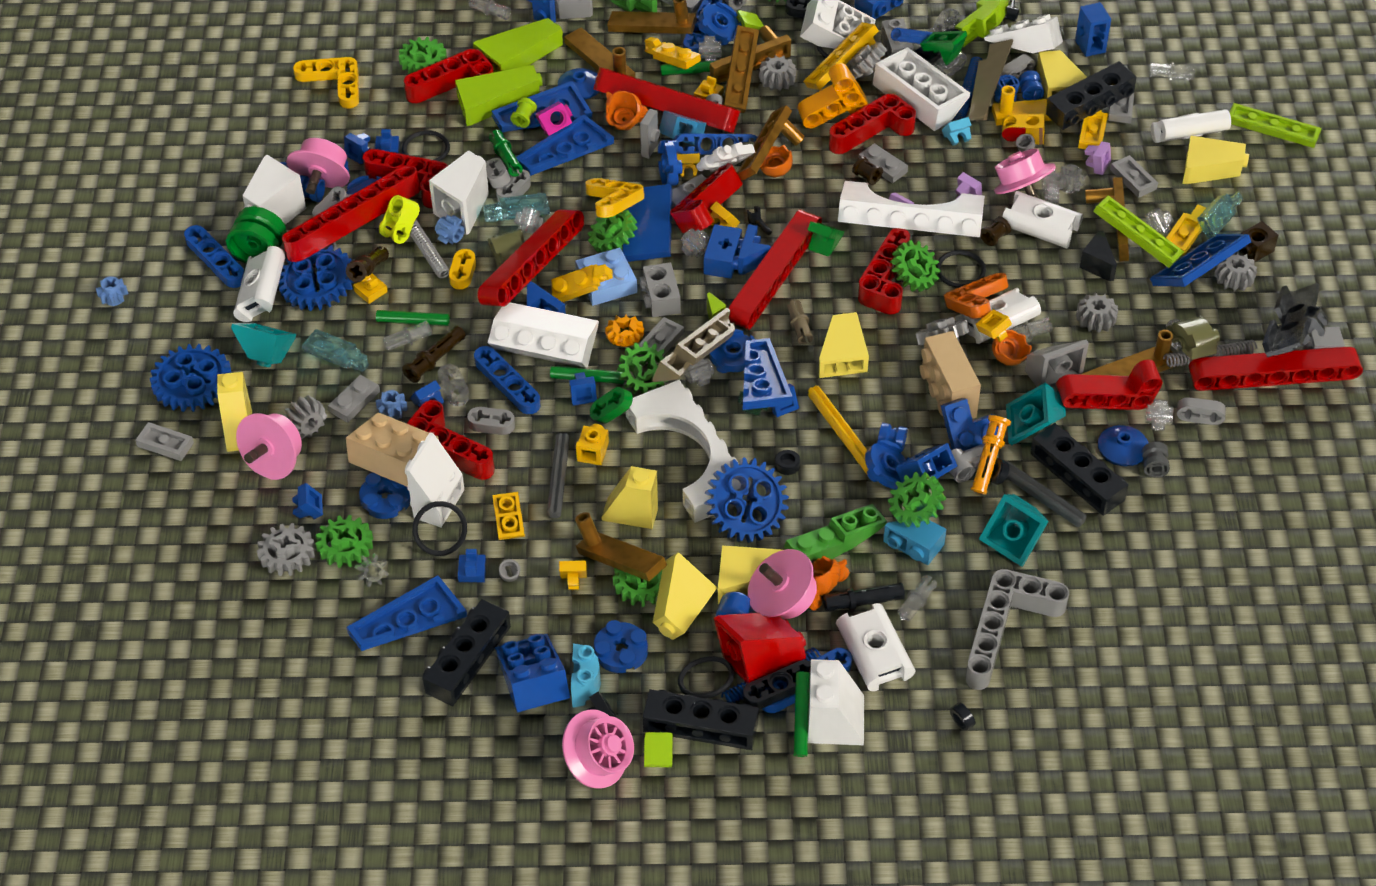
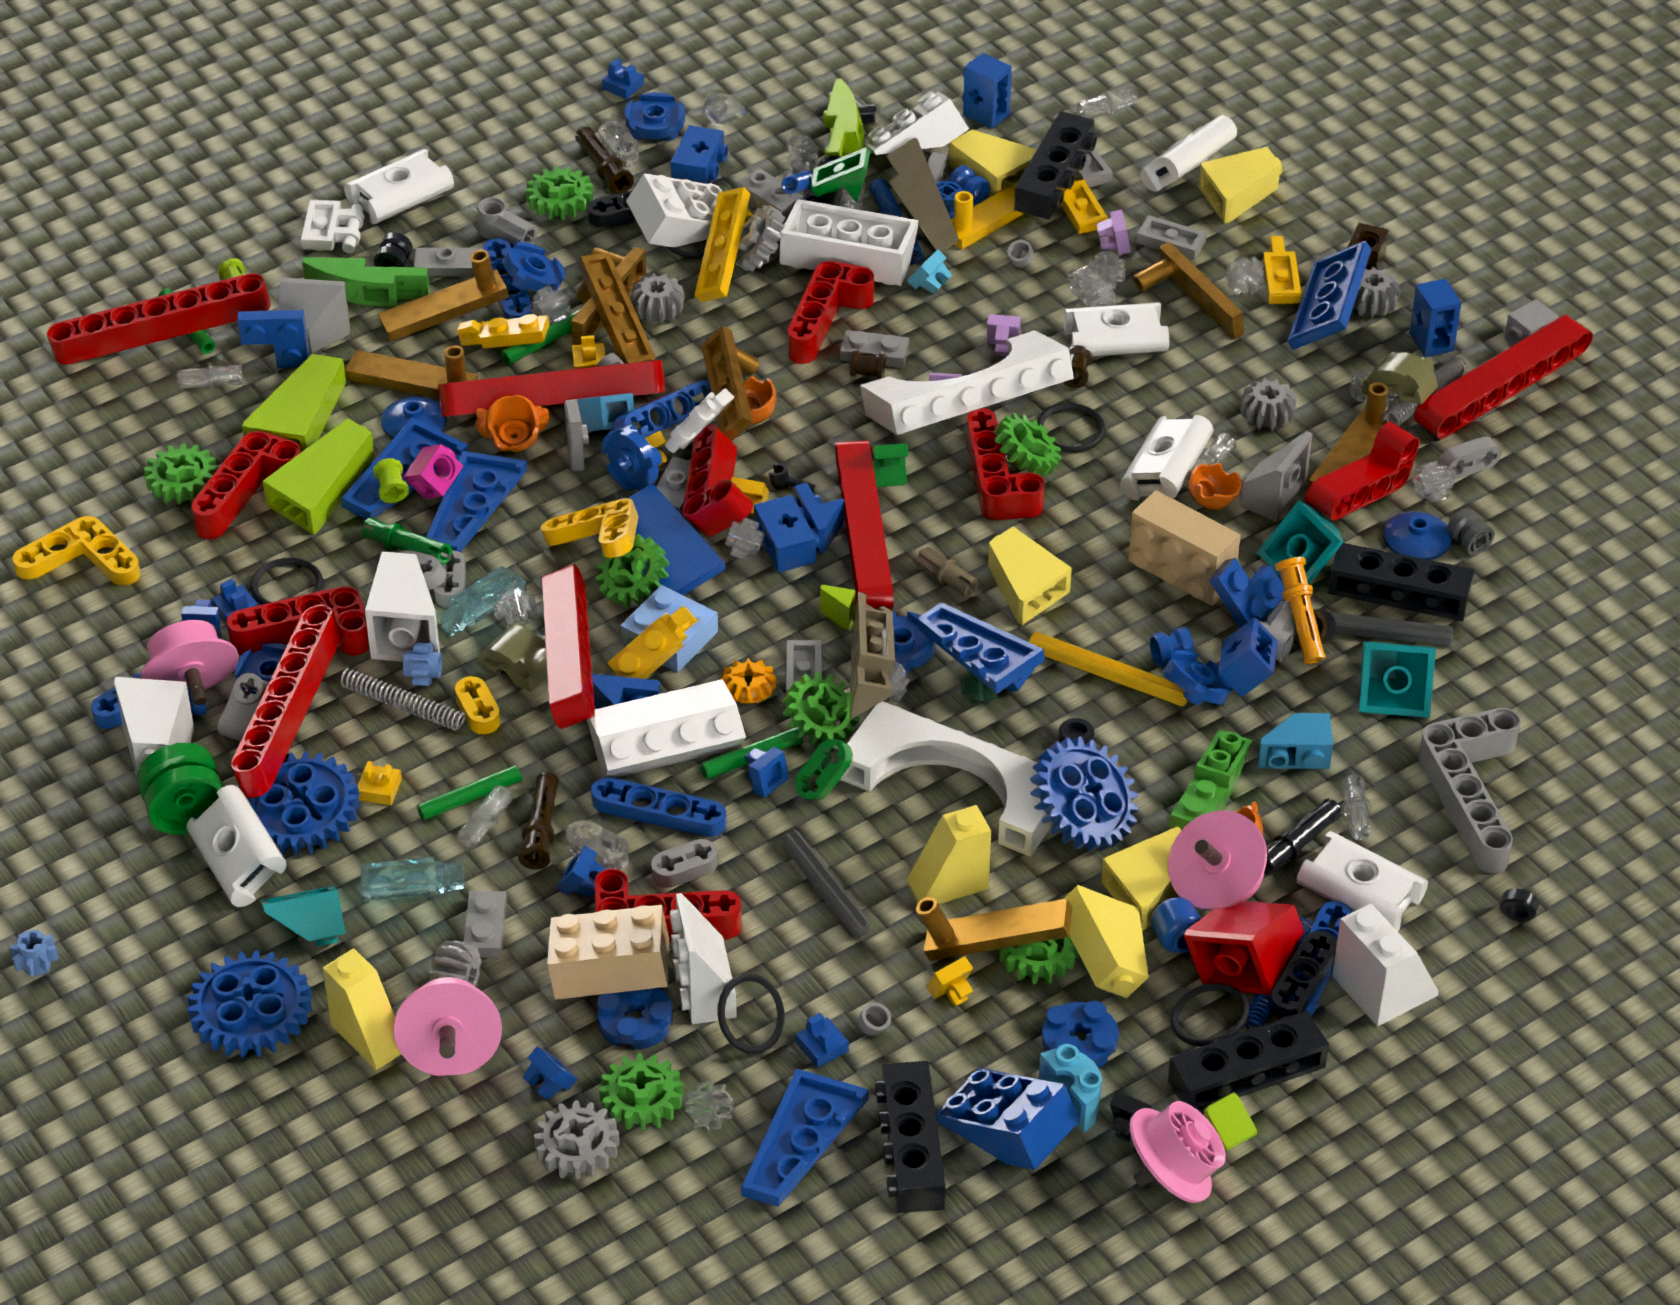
camera: 35 degrees left, 5 degrees down
(164, 441) = (288, 1098): light grey plate -> none
(211, 258) = (172, 860): blue beam -> none
(365, 264) = (365, 753): dark brown pin -> none
(392, 404) = (546, 903): medium blue gear -> none
(399, 216) = (349, 684): neon yellow piece -> none
(508, 516) = (809, 962): yellow slope -> none
(594, 439) = (834, 820): yellow brick -> none
(661, 290) = (753, 611): light grey brick -> none
(749, 19) = (564, 253): lime slope -> none
(801, 714) = (1356, 993): green piece -> none
(833, 100) = (772, 288): light orange beam -> none
(916, 499) = (1296, 694): bright green gear -> none
(942, 326) = (1123, 501): light grey gear -> none
(971, 298) = (1119, 453): orange beam -> none
(994, 325) = (1188, 464): yellow tile -> none
(1019, 124) = (996, 236): yellow leg -> none
(1021, 171) = (1057, 284): bright pink piece -> none
(1098, 258) = (1218, 343): black slope -> none
(1138, 231) = (1241, 292): lime tile -> none
(1219, 213) = (1301, 236): clear light blue hinge -> none
(1256, 307) = (1435, 317): none -> blue brick
(1274, 125) = (1273, 115): lime tile -> none
(1298, 319) = (1500, 312): black piece -> none

